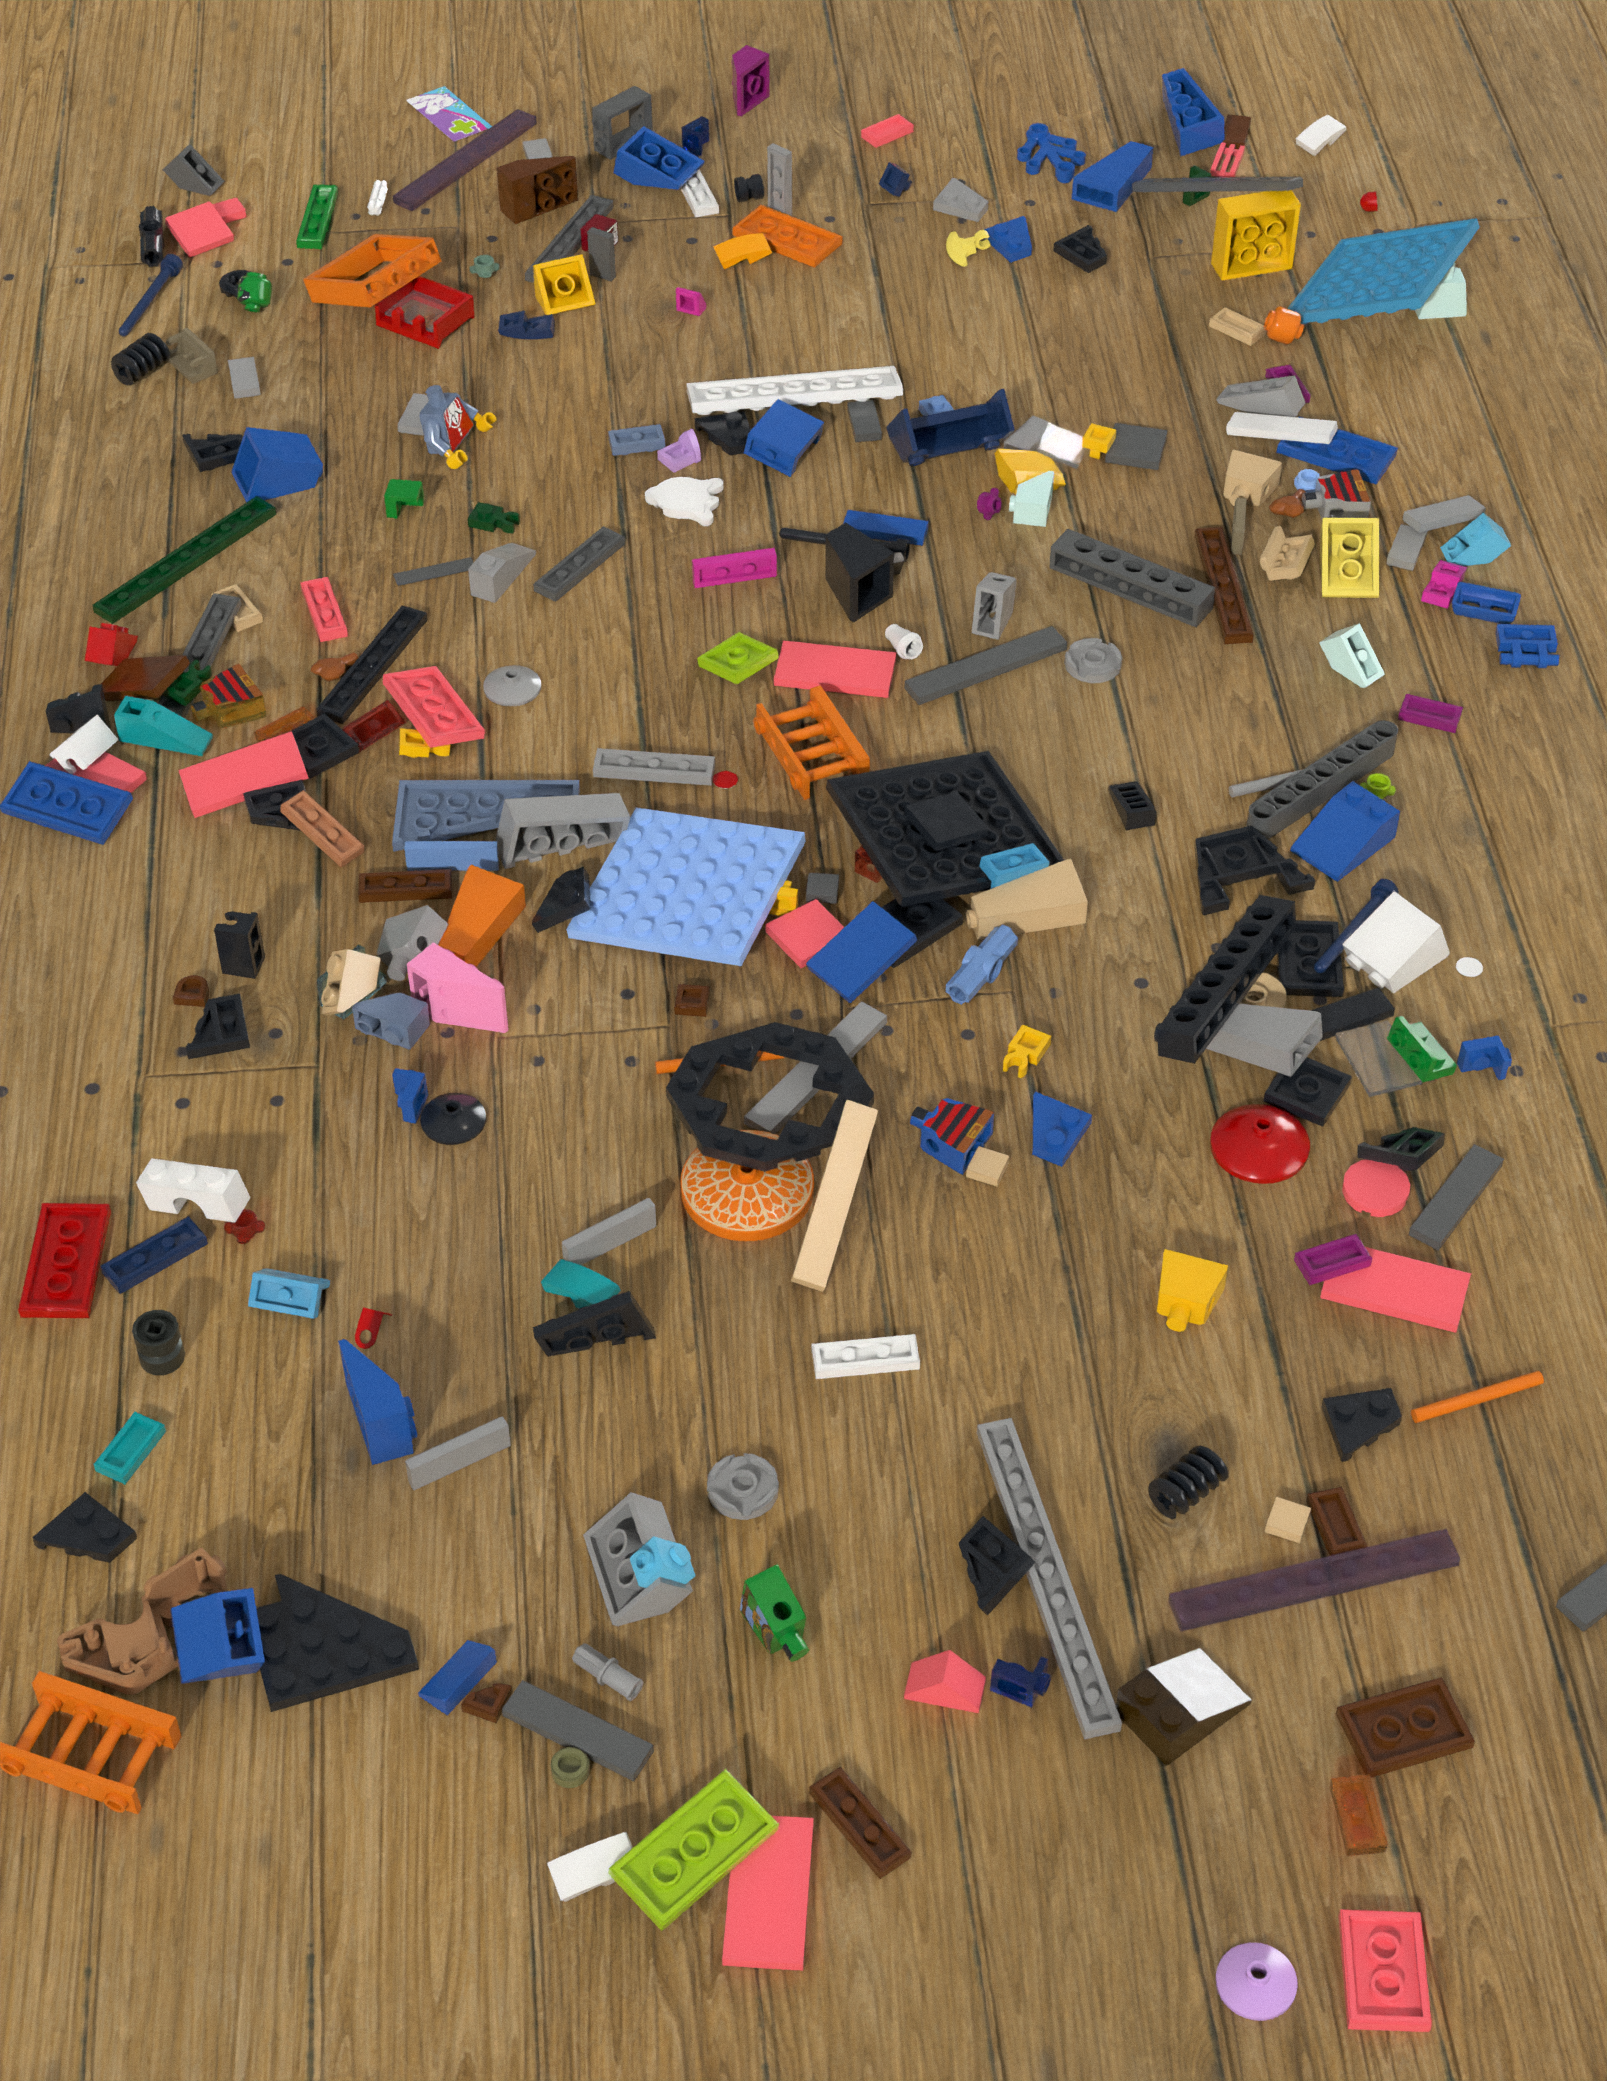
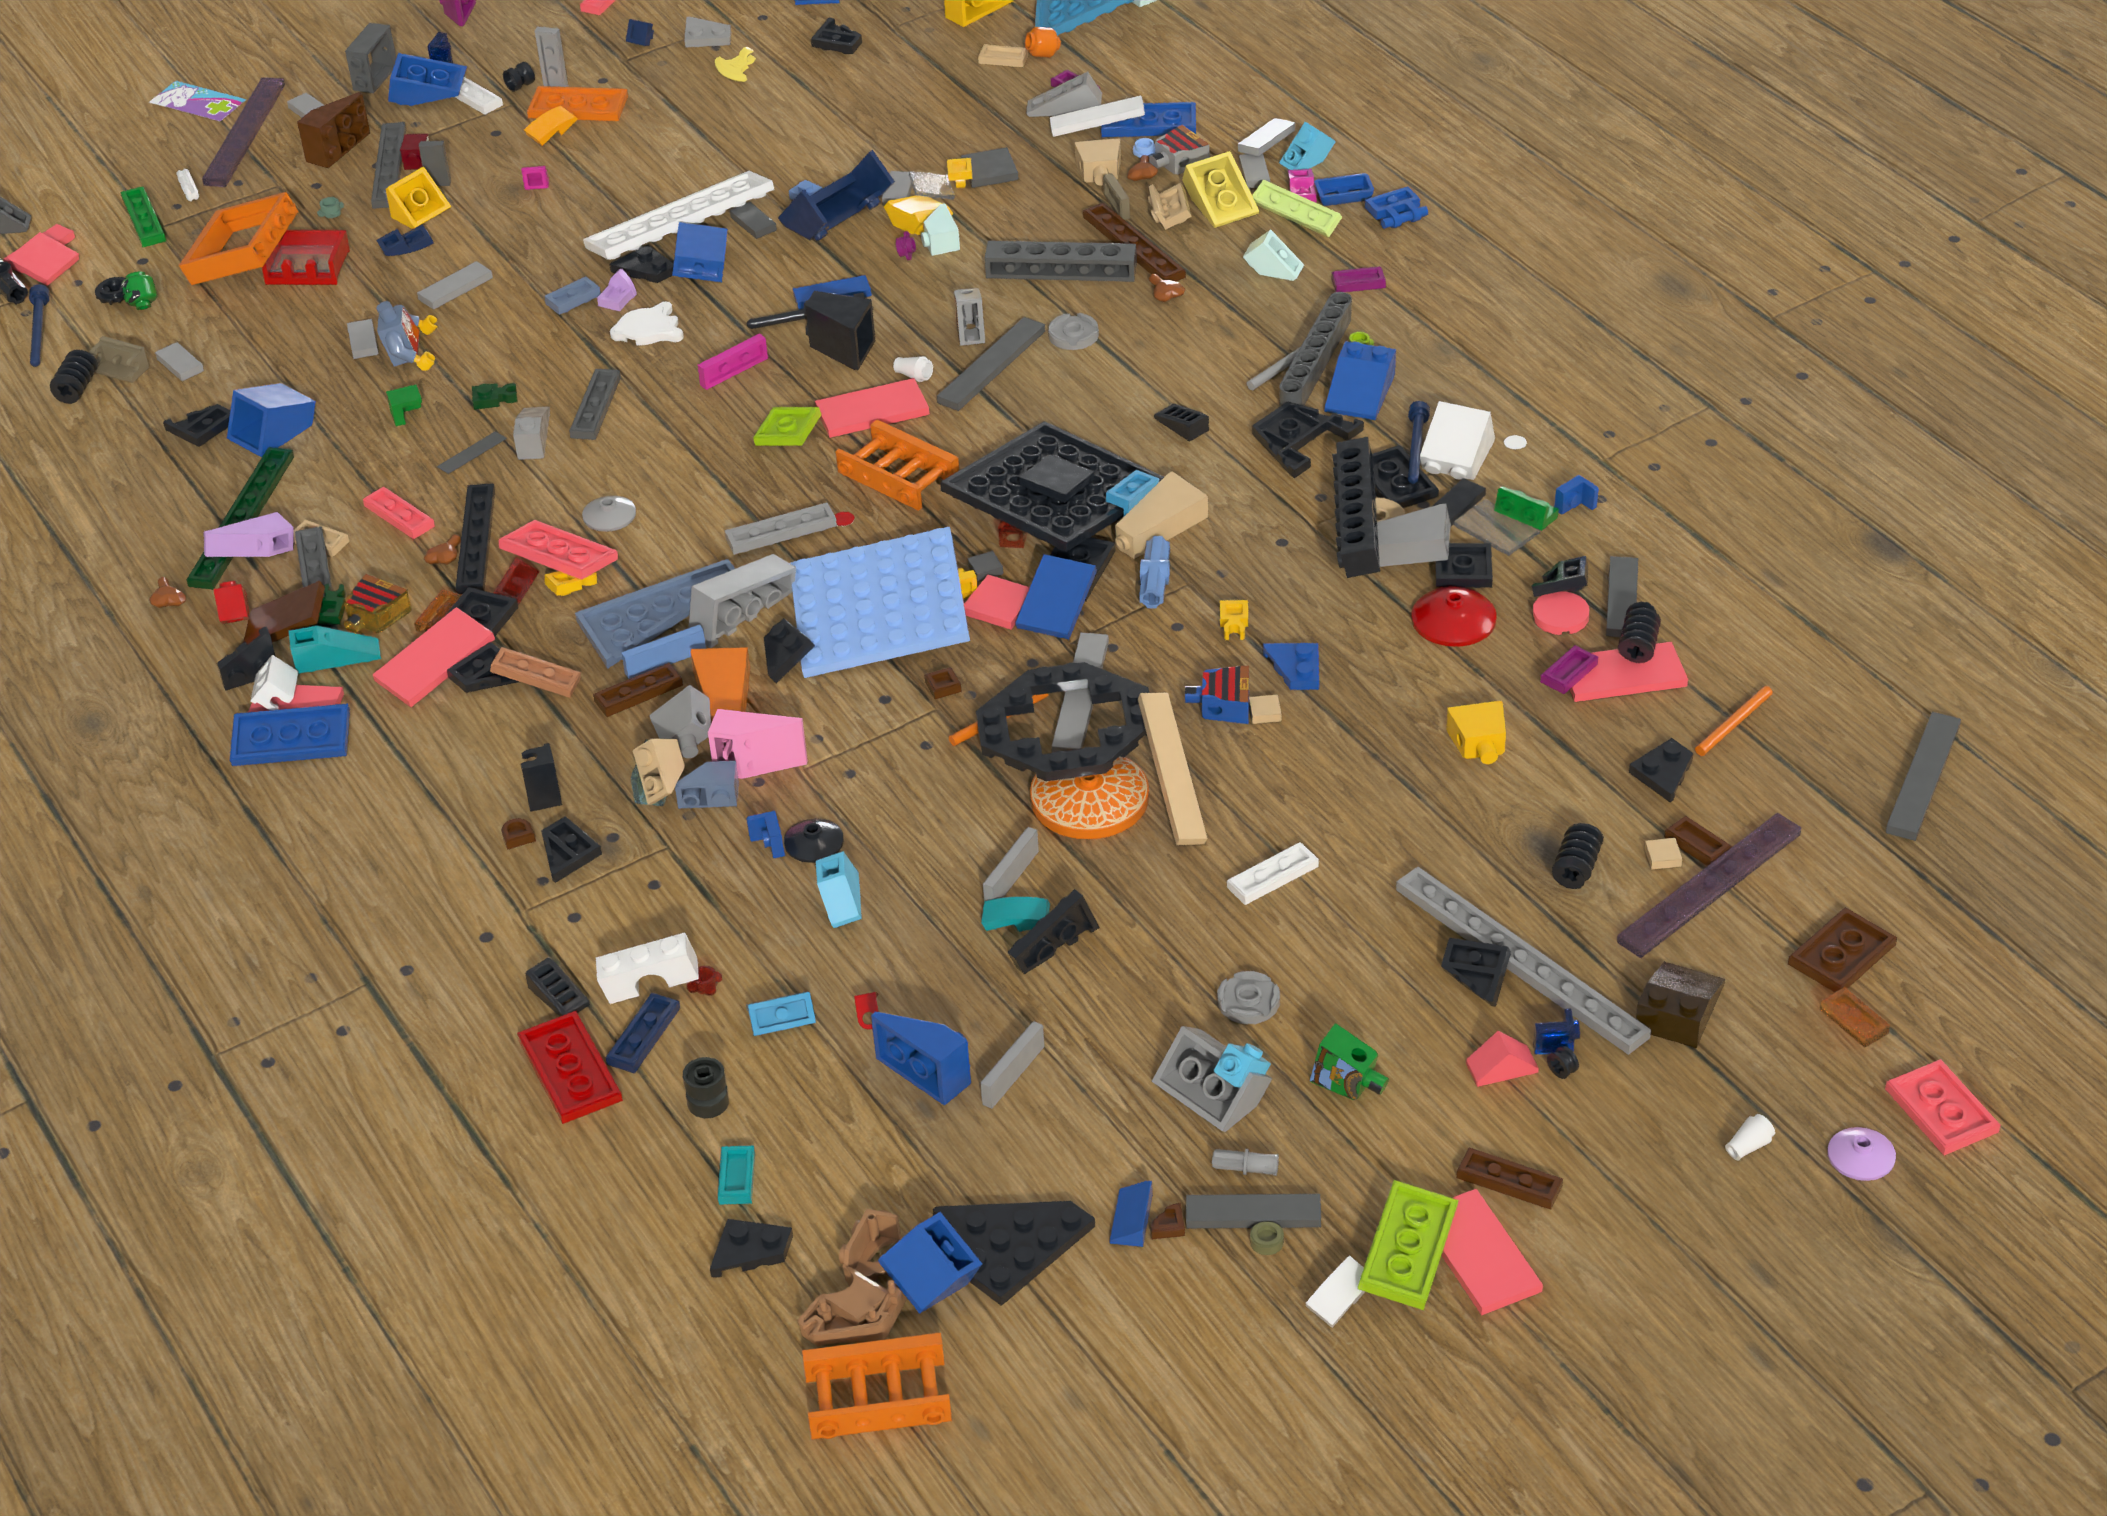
camera: 25 degrees left, 5 degrees down
(65, 614) = (166, 595): none -> dark orange rock
(103, 1154) = (547, 973): none -> black slope
(172, 585) = (250, 538): none -> lavender slope
(428, 1184) = (839, 888): none -> medium azure slope
(539, 389) = (454, 285): none -> light grey tile
(1004, 1715) = (1562, 1062): none -> black bush
(1011, 239) = (770, 48): blue wing -> none
(1141, 1902) = (1752, 1135): none -> white cone
(1219, 648) = (1166, 289): none -> dark orange rock
(1418, 607) = (1296, 208): none -> yellowish green tile
(1432, 1250) = (1639, 632): none -> black piece

